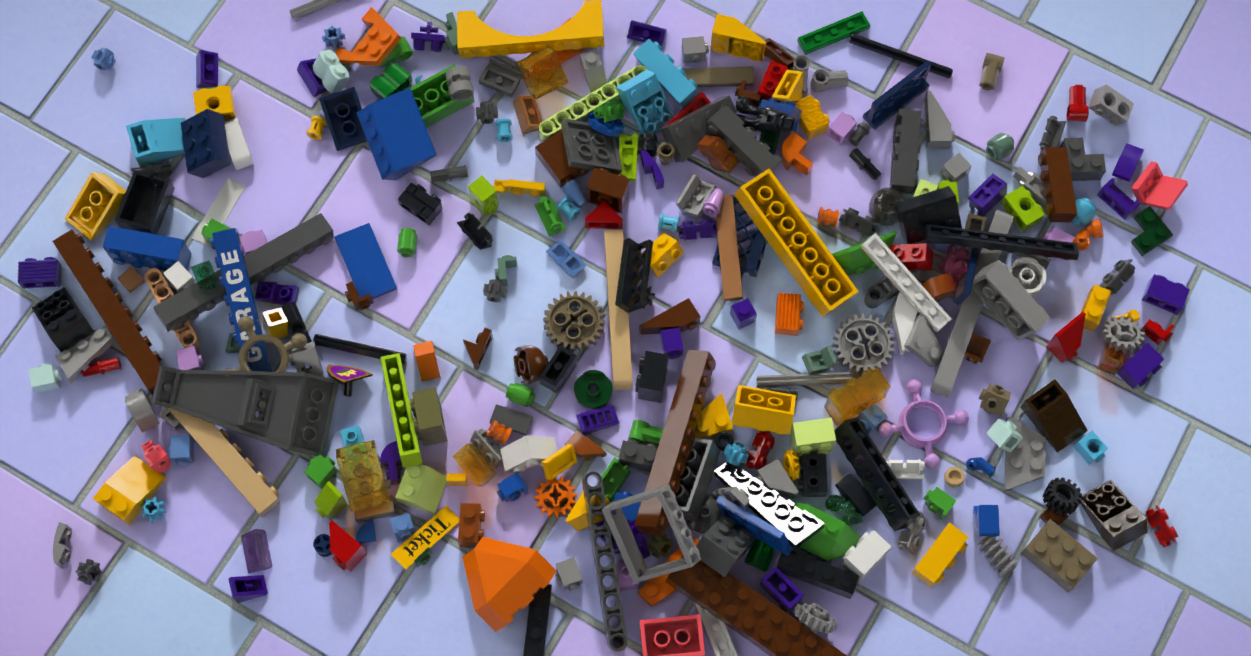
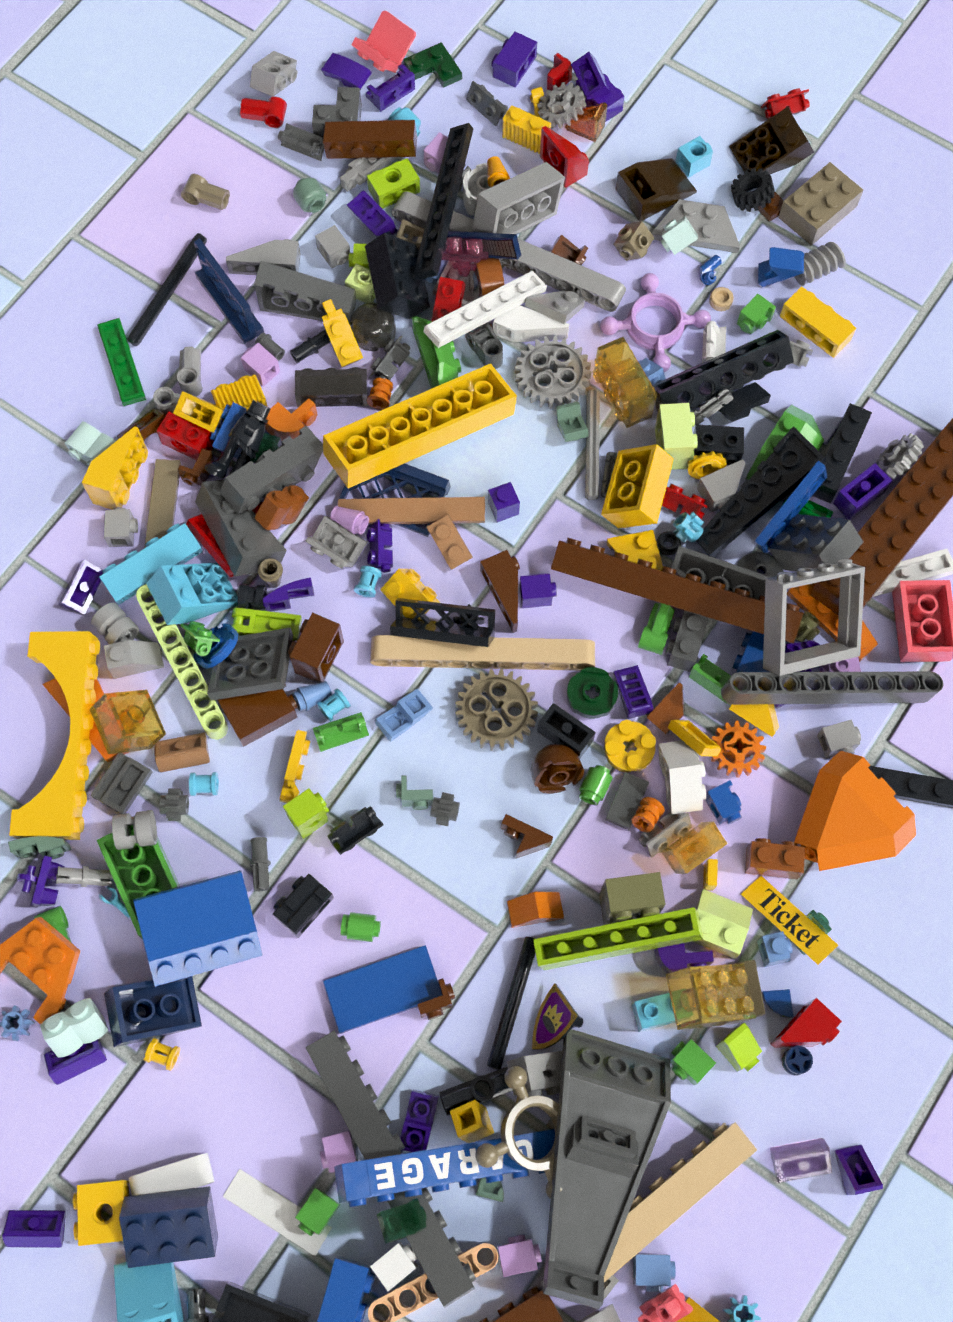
camera: 85 degrees left, 0 degrees up
(391, 81) = (105, 941): green brick -> none
(432, 59) = (83, 876): none -> light grey pin
(550, 409) = (626, 732): none -> yellow plate
(604, 218) = (351, 658): red slope -> none
(617, 56) = (114, 624): none -> light grey wheel
(653, 375) = (585, 613): black brick -> none
(705, 277) = (449, 542): none -> medium nougat plate
(734, 495) = (746, 543): light grey wing -> none
(759, 19) = (87, 443): none -> light aqua brick
(788, 314) = (507, 451): orange brick -> none
(829, 180) = (332, 387): none -> clear smoke brick
(839, 503) = (771, 409): clear green arm -> none
(846, 467) = (712, 405): none -> dark grey axle
(866, 555) = (823, 394): white brick -> none
(873, 181) = (340, 335): none -> yellow hinge
(1032, 280) = (496, 171): none -> light orange cone
(1083, 237) = (428, 114): orange arm -> none
(1151, 354) = (590, 76): none -> dark purple slope

